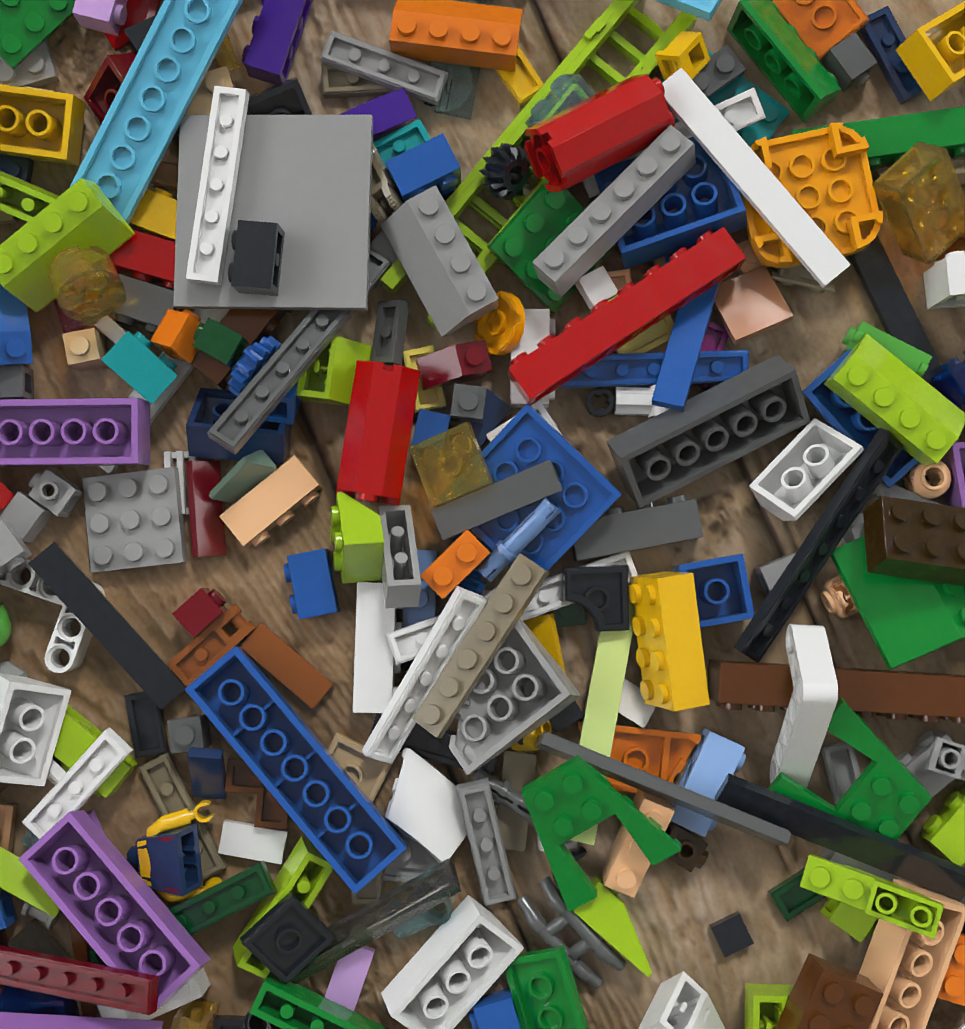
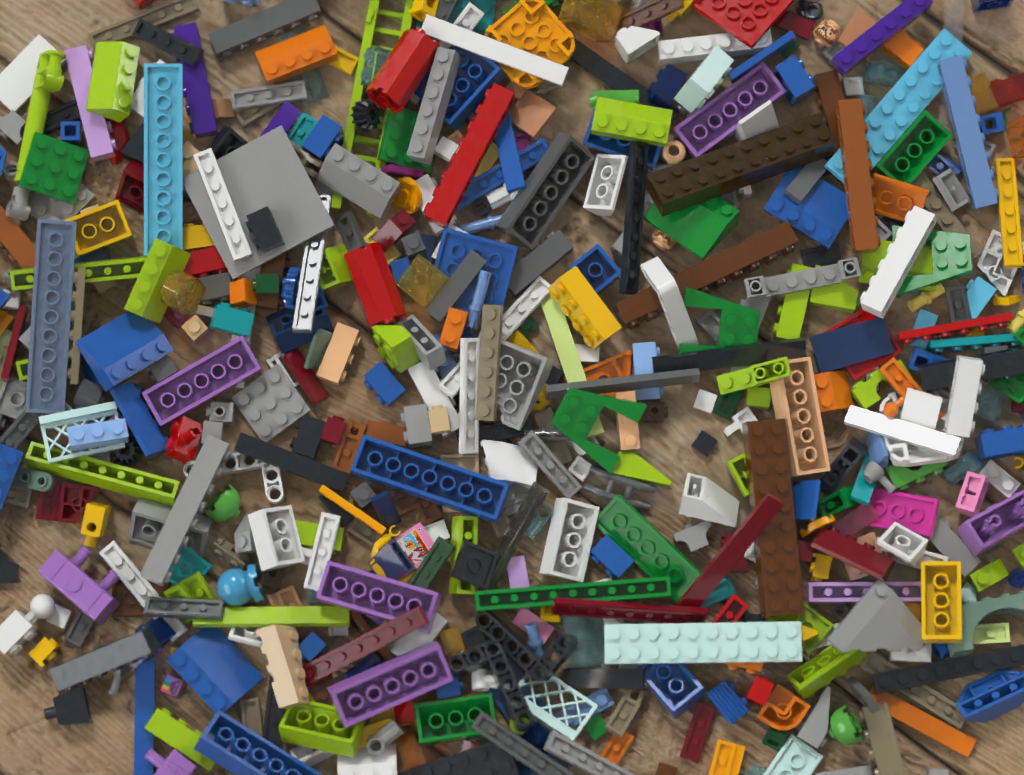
camera: 25 degrees left, 5 degrees down
(153, 605) = (308, 437): none -> black brick
(159, 748) = (352, 510): none -> light orange tile
(224, 848) = (415, 543): none -> sticker
(307, 51) = (223, 108): none -> medium nougat tile
(323, 674) = (417, 426): none -> light grey brick
(357, 688) = (439, 420): none -> tan brick
(512, 284) = (400, 171): none -> magenta tile
(528, 868) = (580, 468): none -> white tile
(592, 430) = (481, 225): none -> medium blue pin
(602, 593) = (536, 304): black tile -> none
(767, 871) = (705, 401): none -> white tile
(807, 935) = (741, 417): none -> white plate

